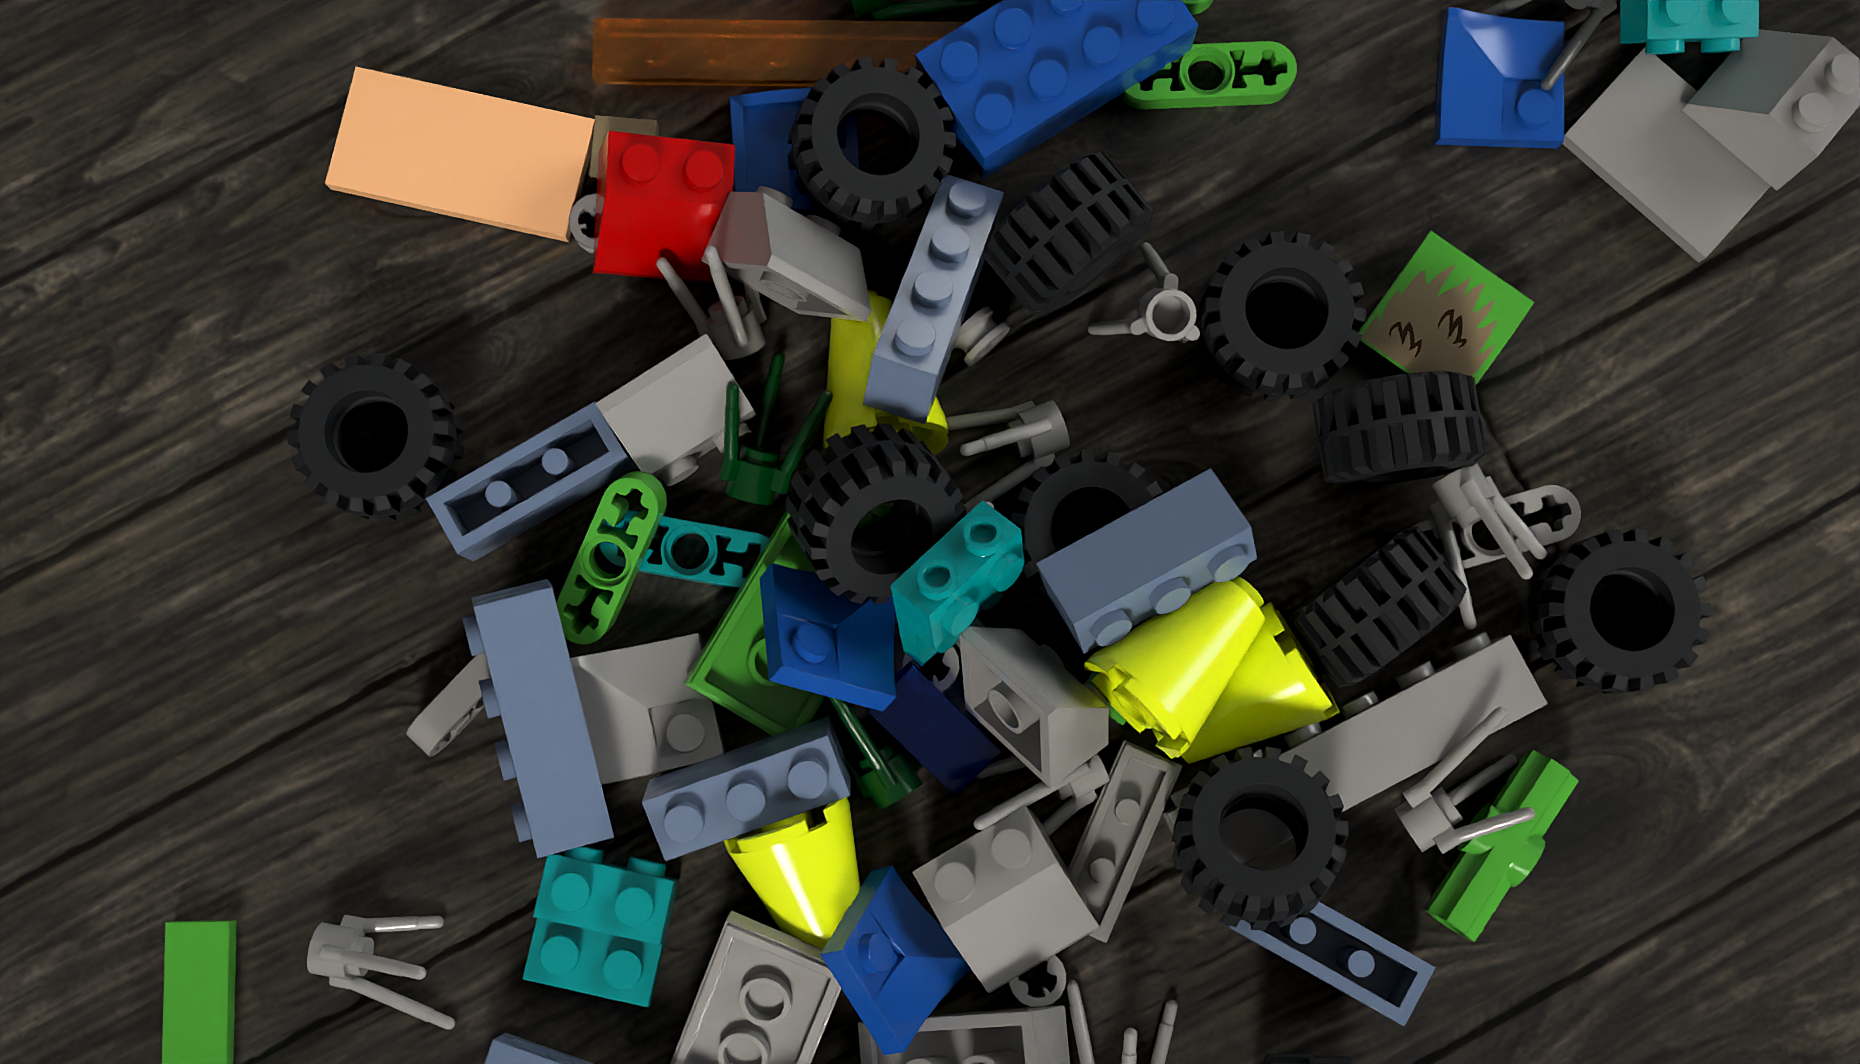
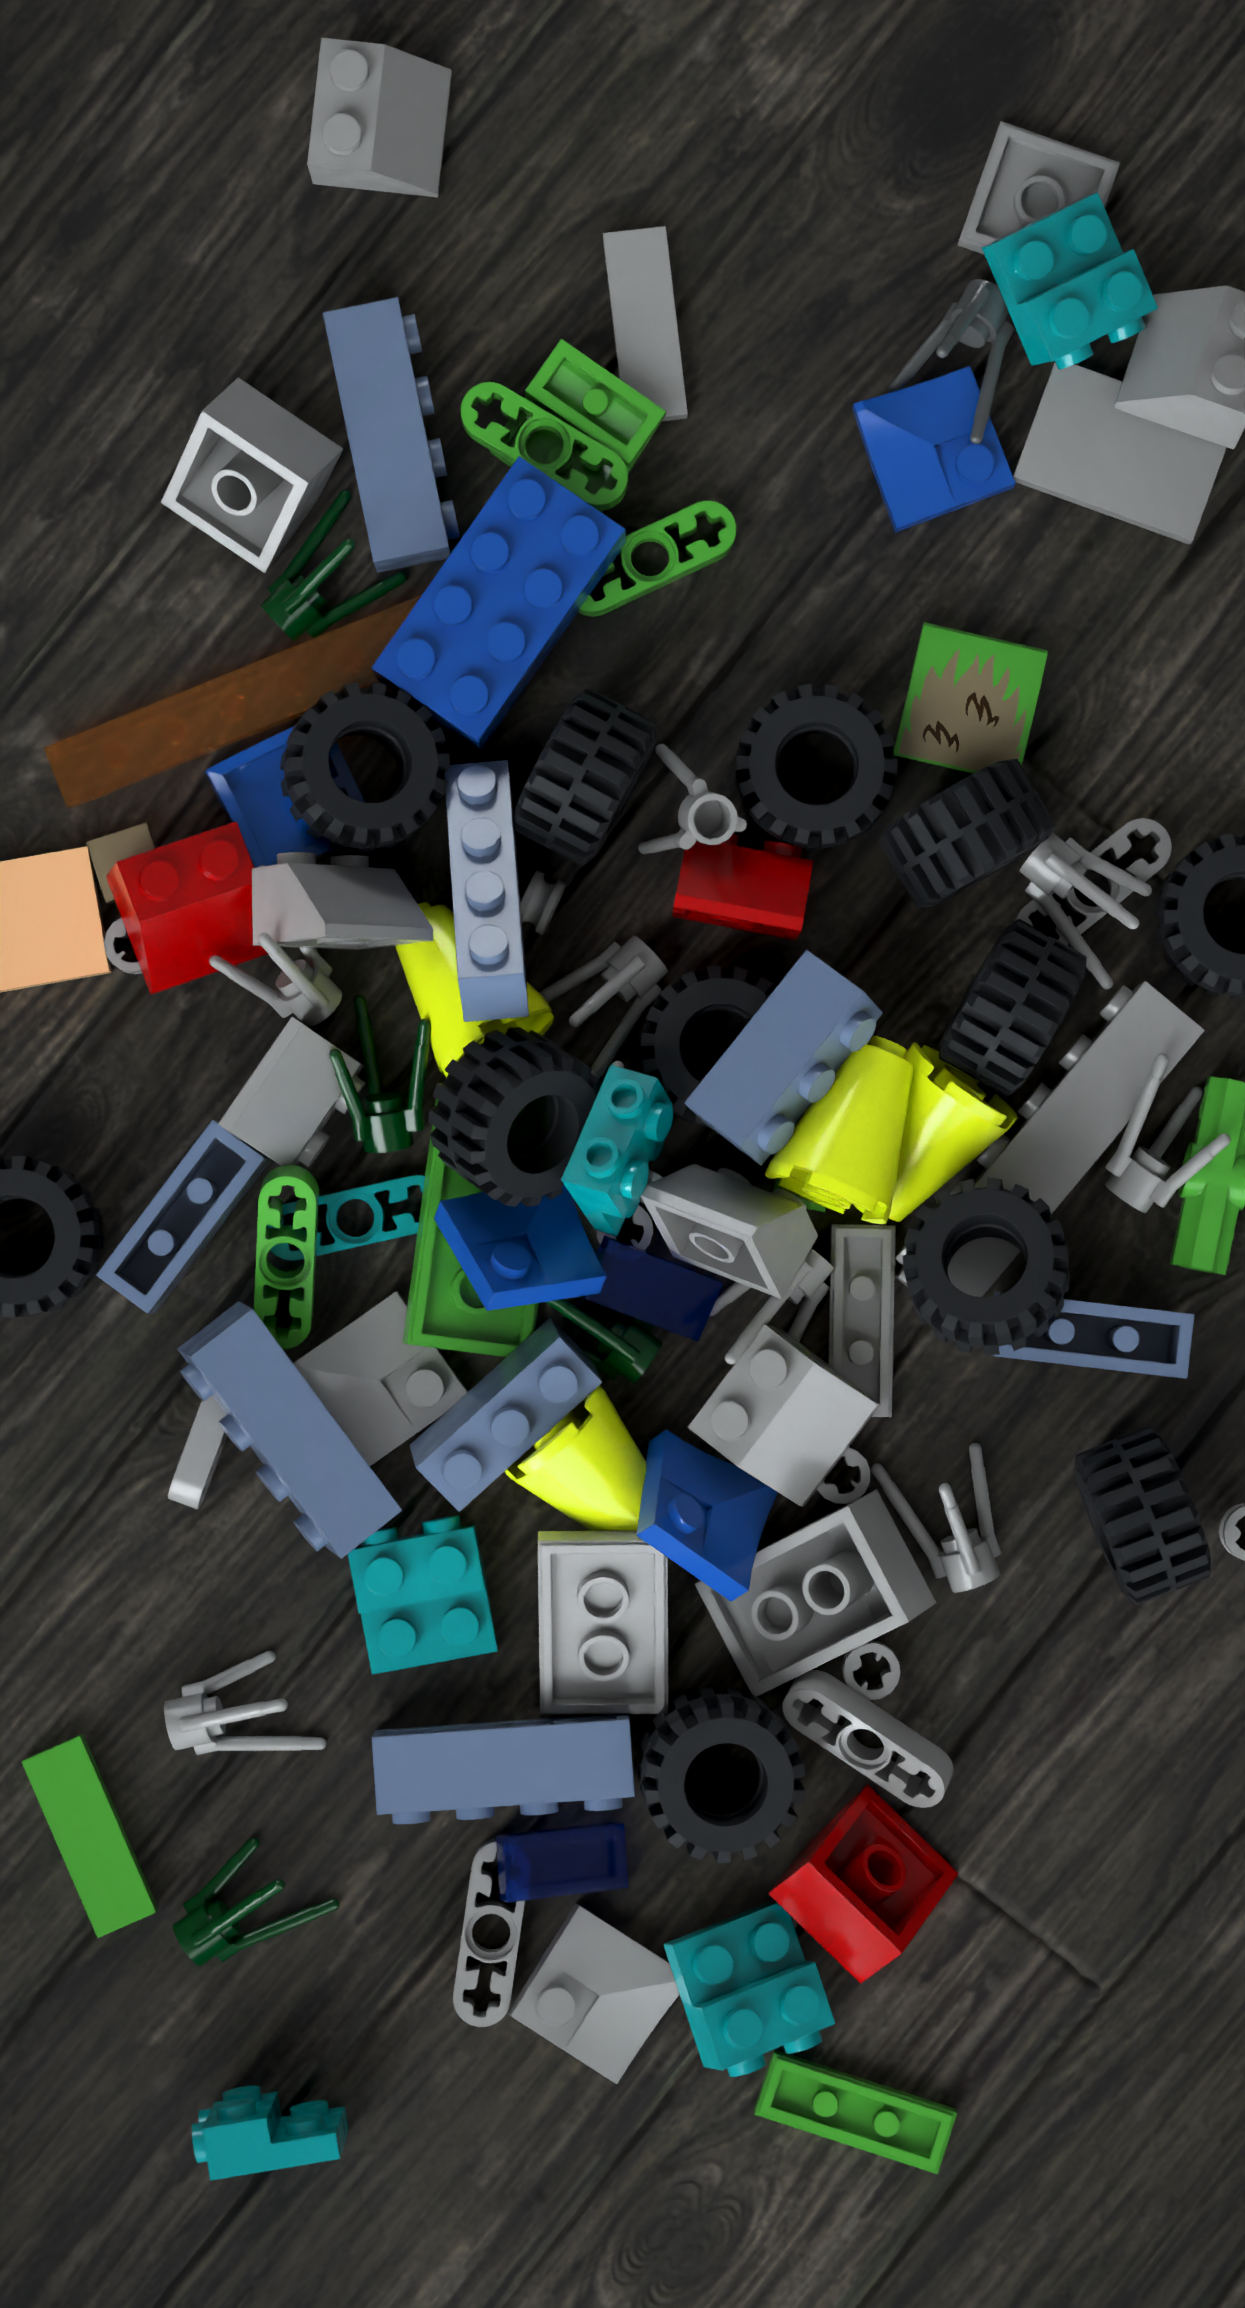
camera: 20 degrees left, 5 degrees up
(1169, 397) = (745, 887): none -> red slope

